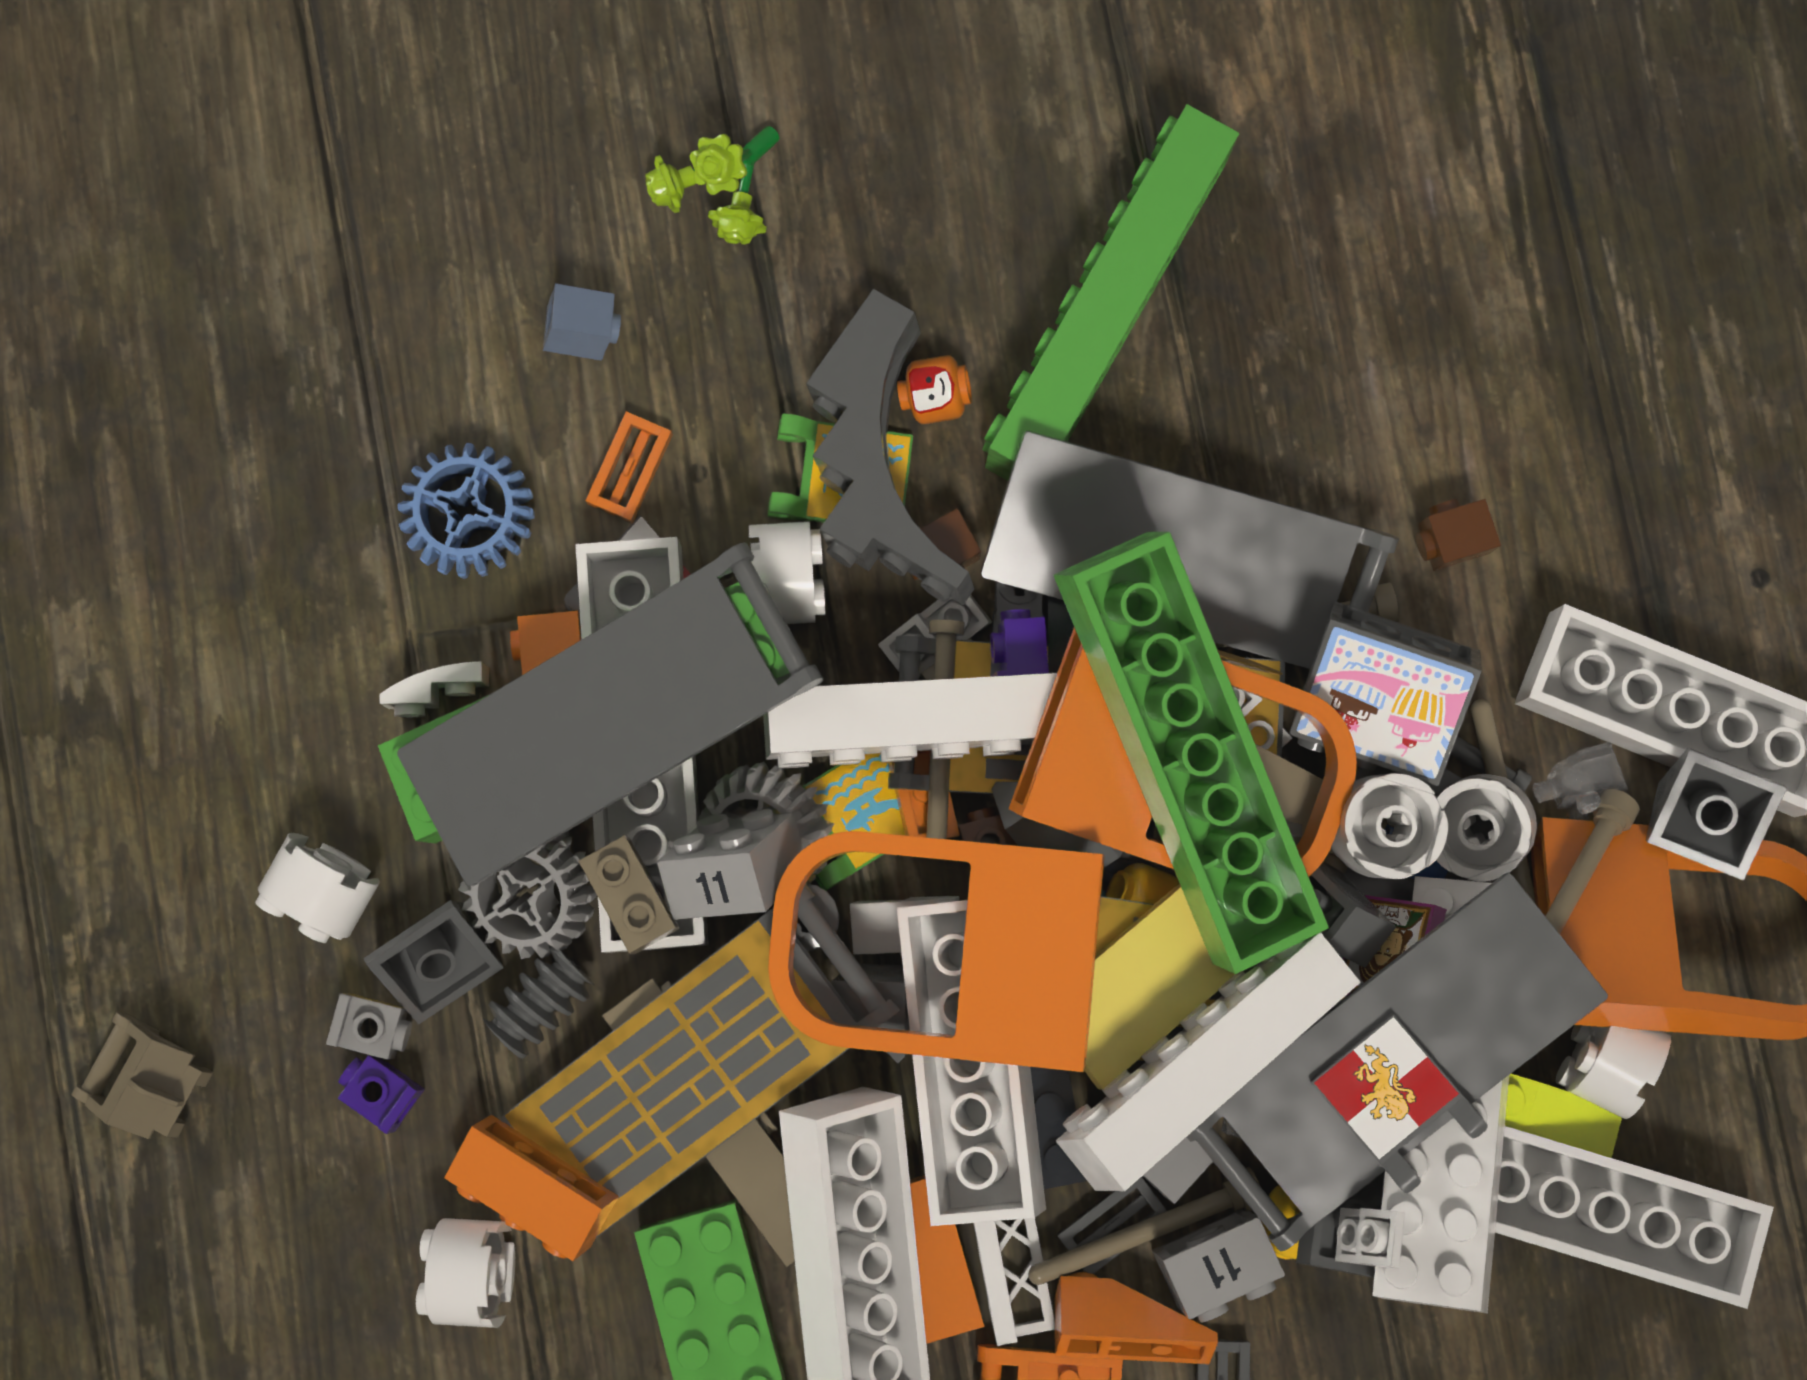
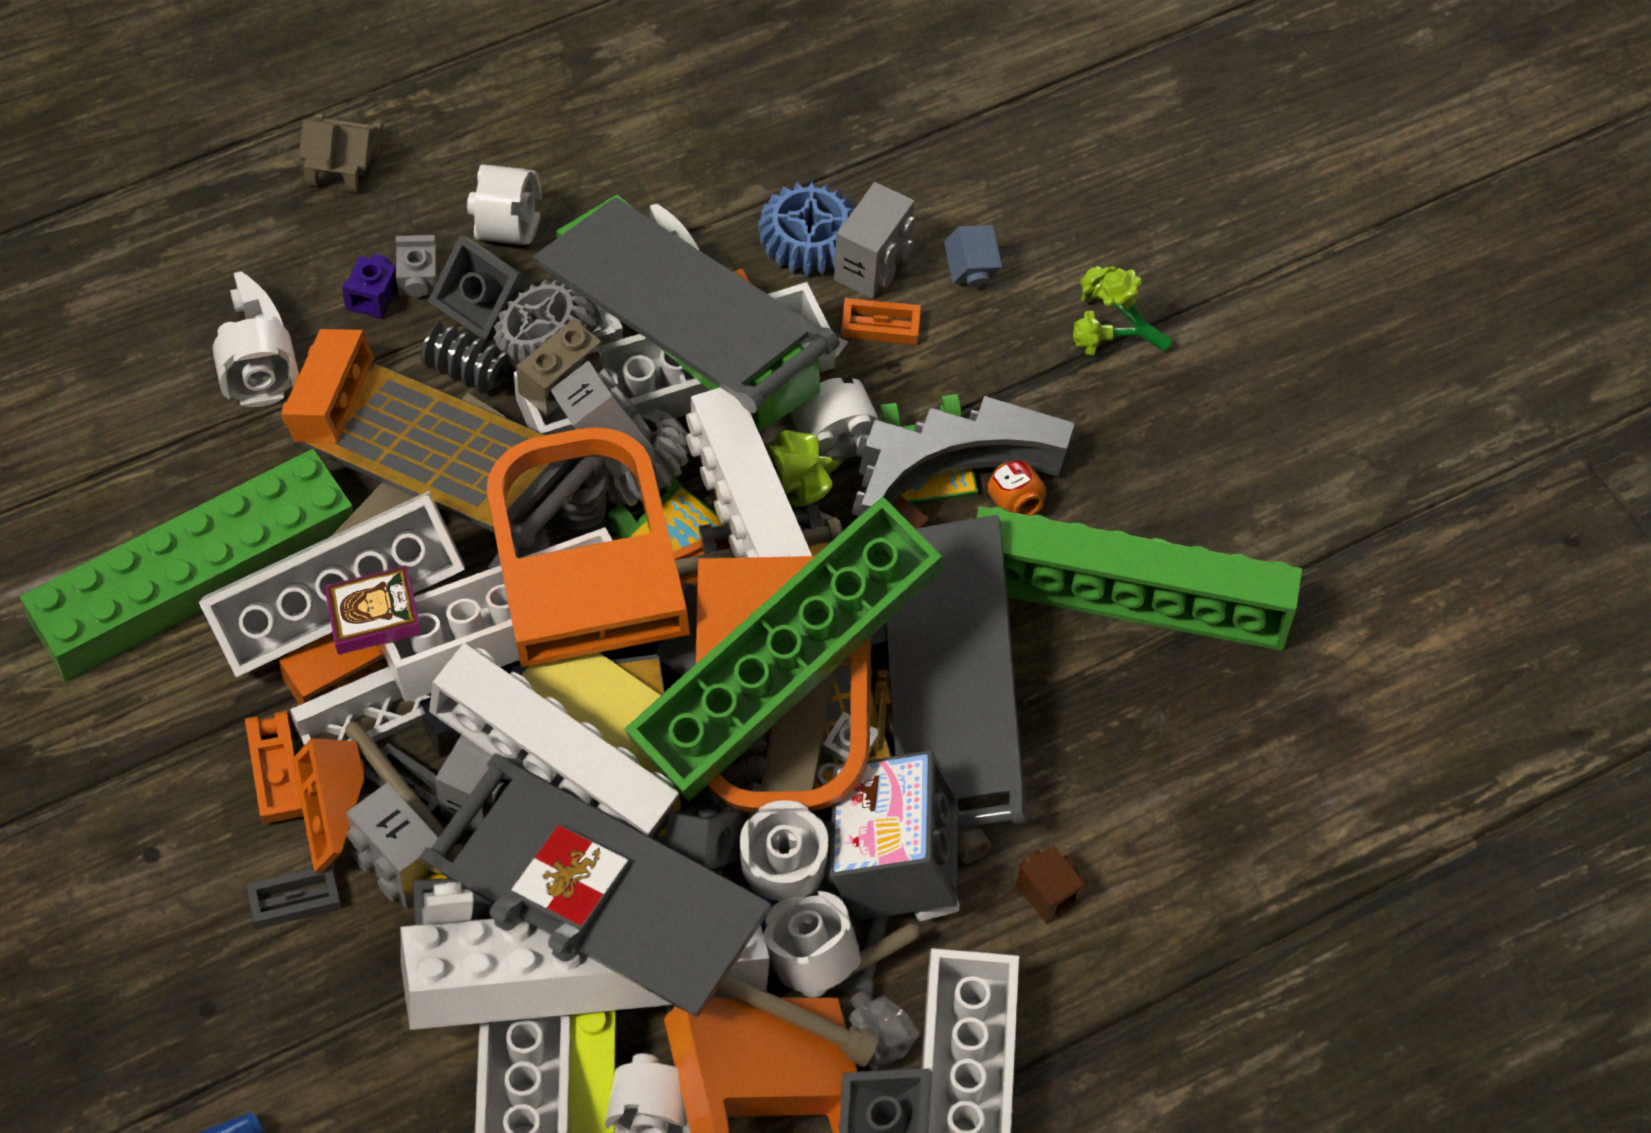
camera: 75 degrees right, 25 degrees down
(366, 1251) = (252, 299): none -> white slope
(518, 428) = (874, 240): none -> light grey brick
(860, 646) = (800, 467): none -> lime head
(936, 1224) = (372, 610): none -> tile

